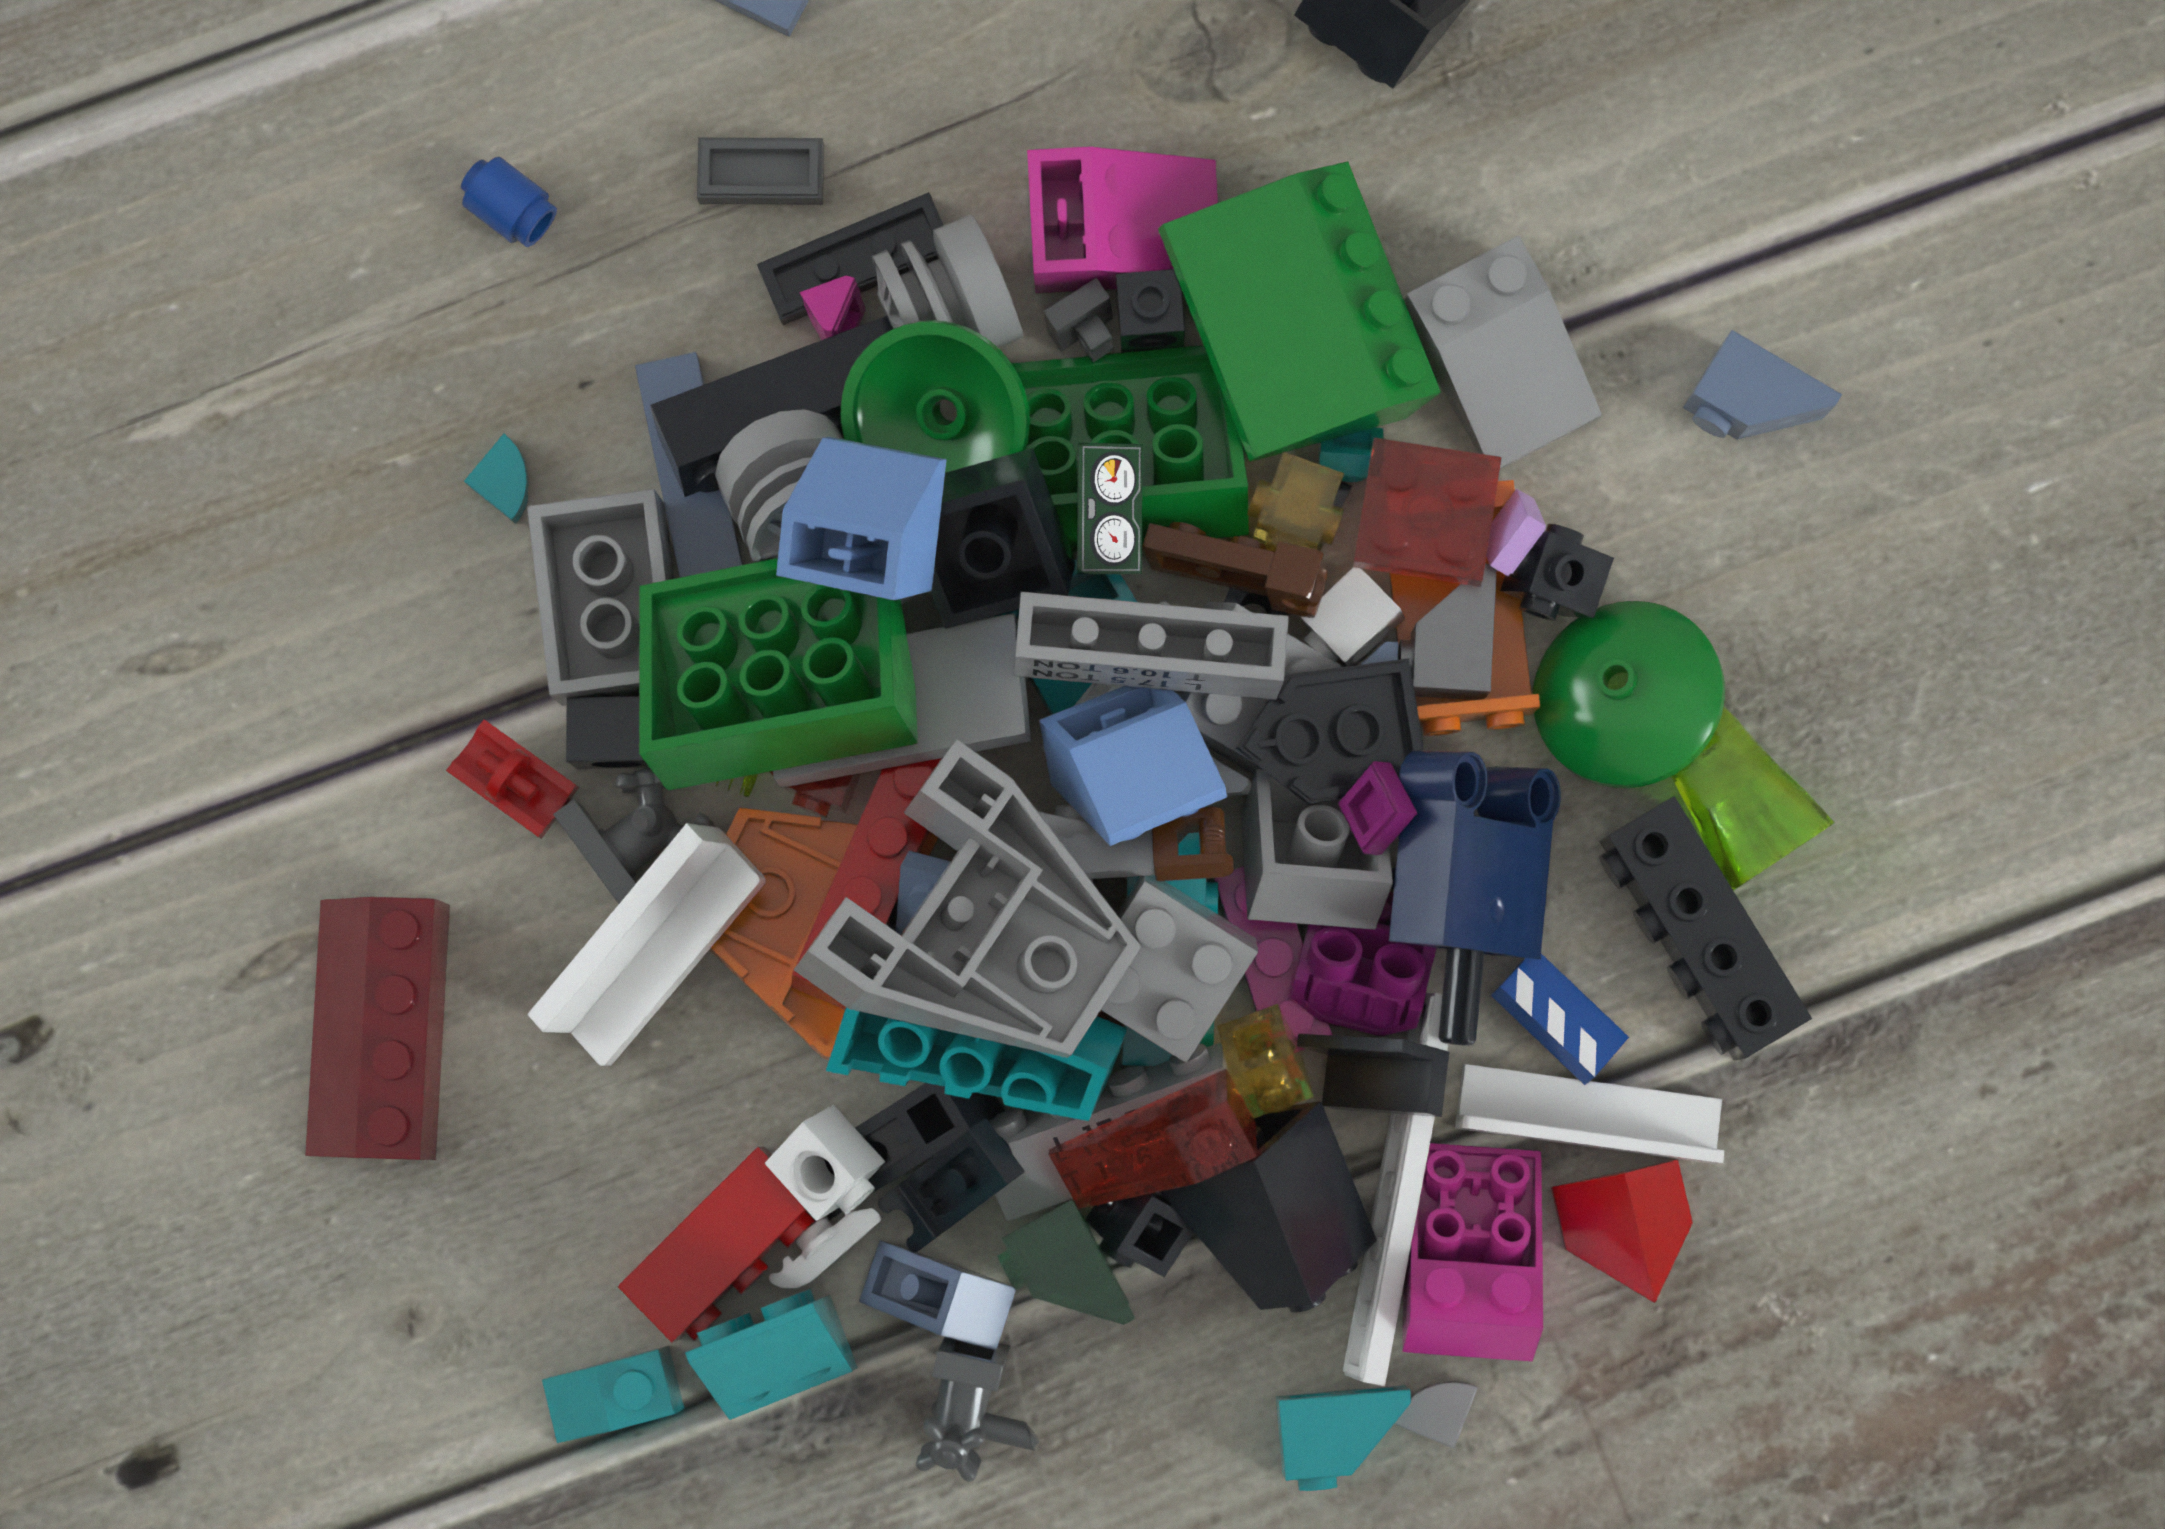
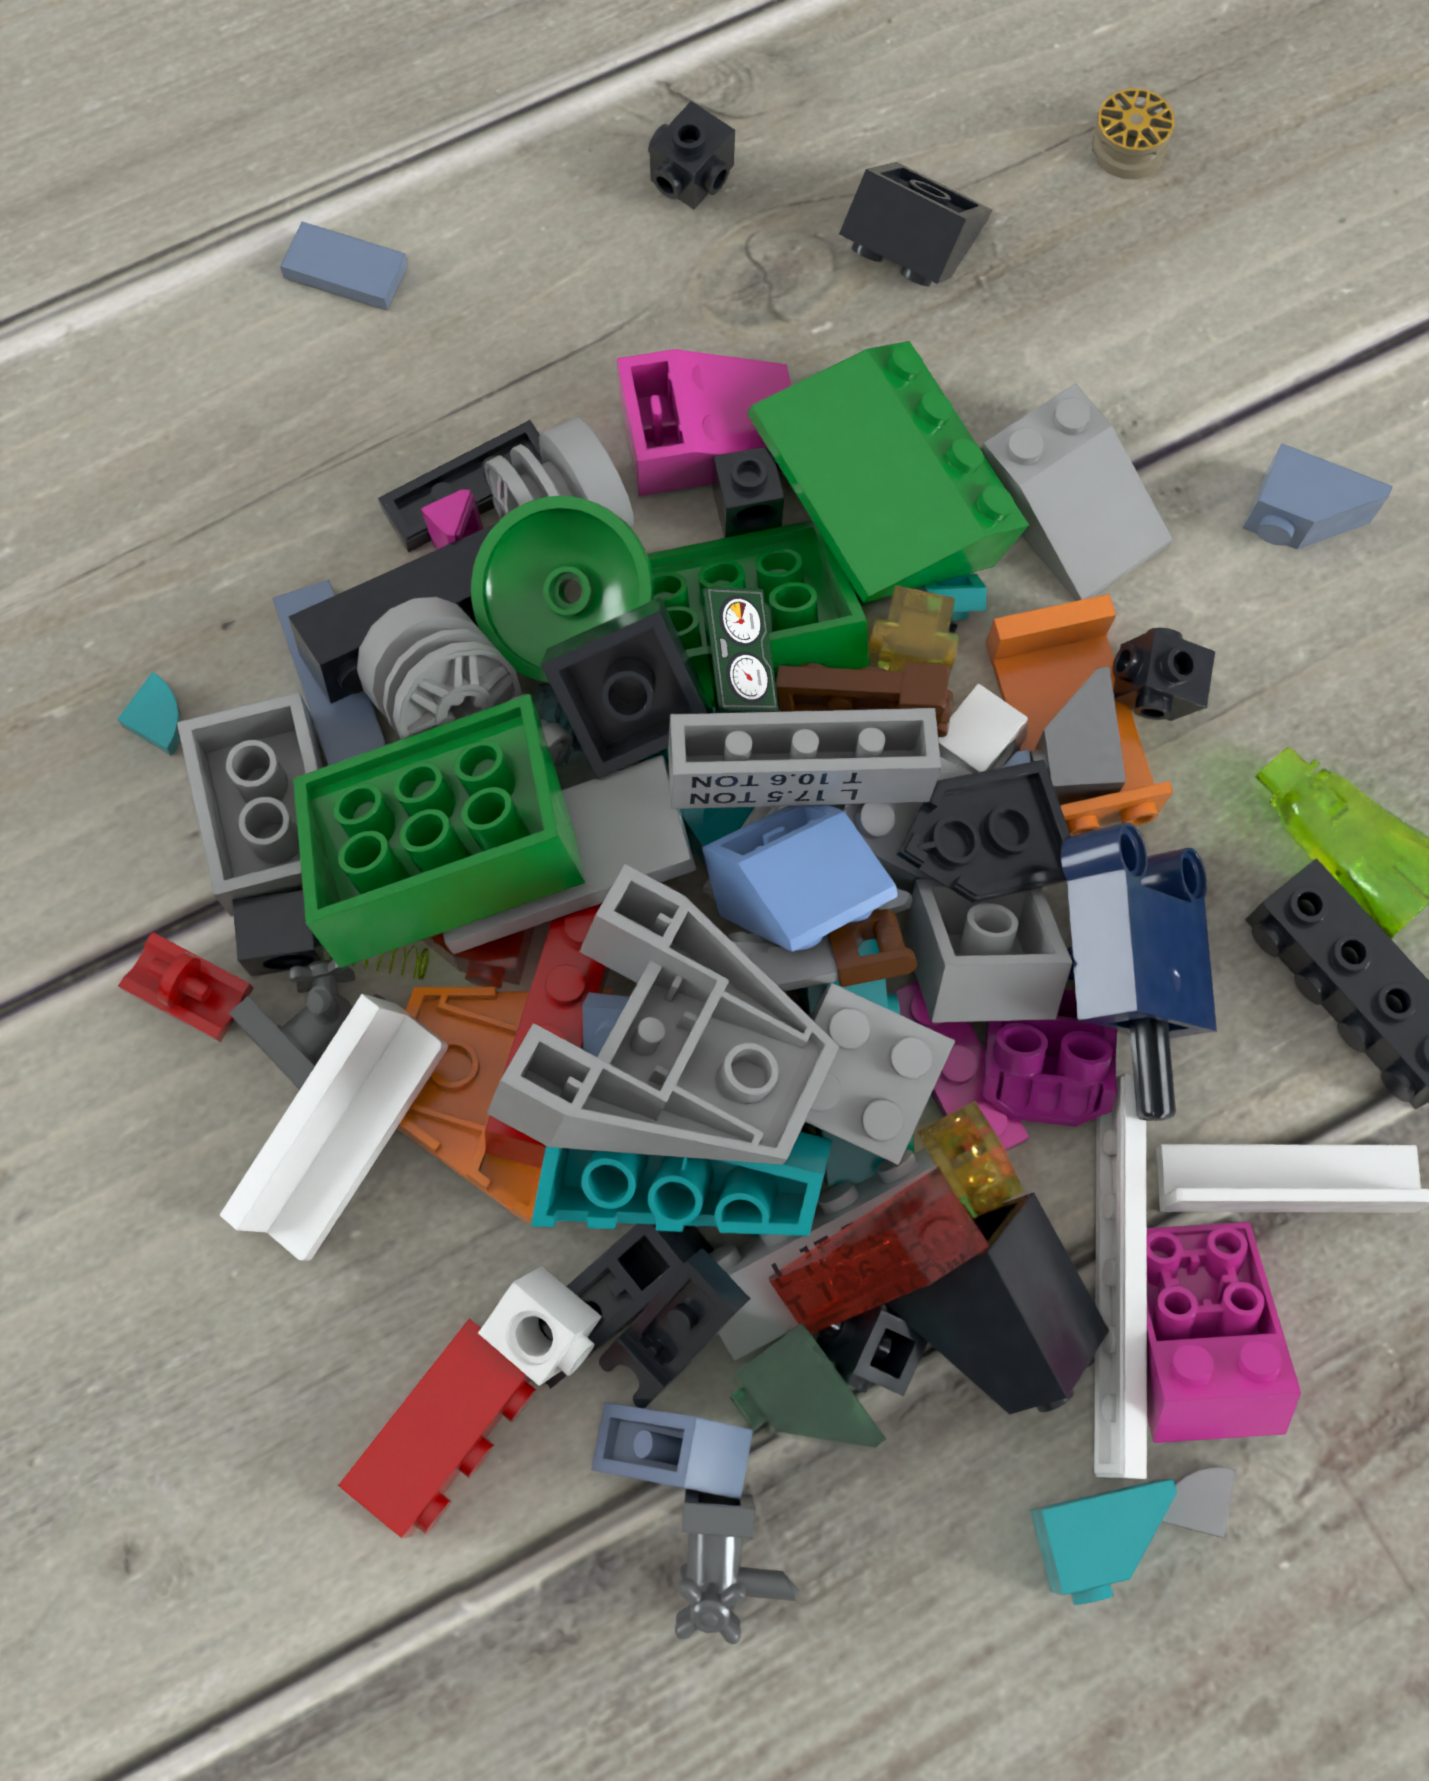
camera: 15 degrees left, 10 degrees down
(378, 1028) = (70, 1254): dark red slope -> none
(507, 201) = (139, 468): blue brick -> none
(613, 1395) = (345, 1604): teal slope -> none
(760, 171) = (372, 421): dark grey tile -> none
(774, 1359) = (509, 1537): teal slope -> none
(823, 1246) = (547, 1415): white piece -> none
(864, 520) = (506, 666): medium blue slope -> none
(1082, 319) = (685, 508): dark grey tile -> none
(1377, 808) = (1044, 893): magenta tile -> none
(1381, 1074) = (1086, 1158): black panel -> none
(1427, 512) = (1037, 627): clear red plate -> none
(1514, 532) = (1120, 636): lavender tile -> none
(1560, 1017) = (1245, 1086): blue tile -> none
(1627, 1223) = (1348, 1281): red slope -> none
(1650, 723) = (1260, 804): green dish -> none

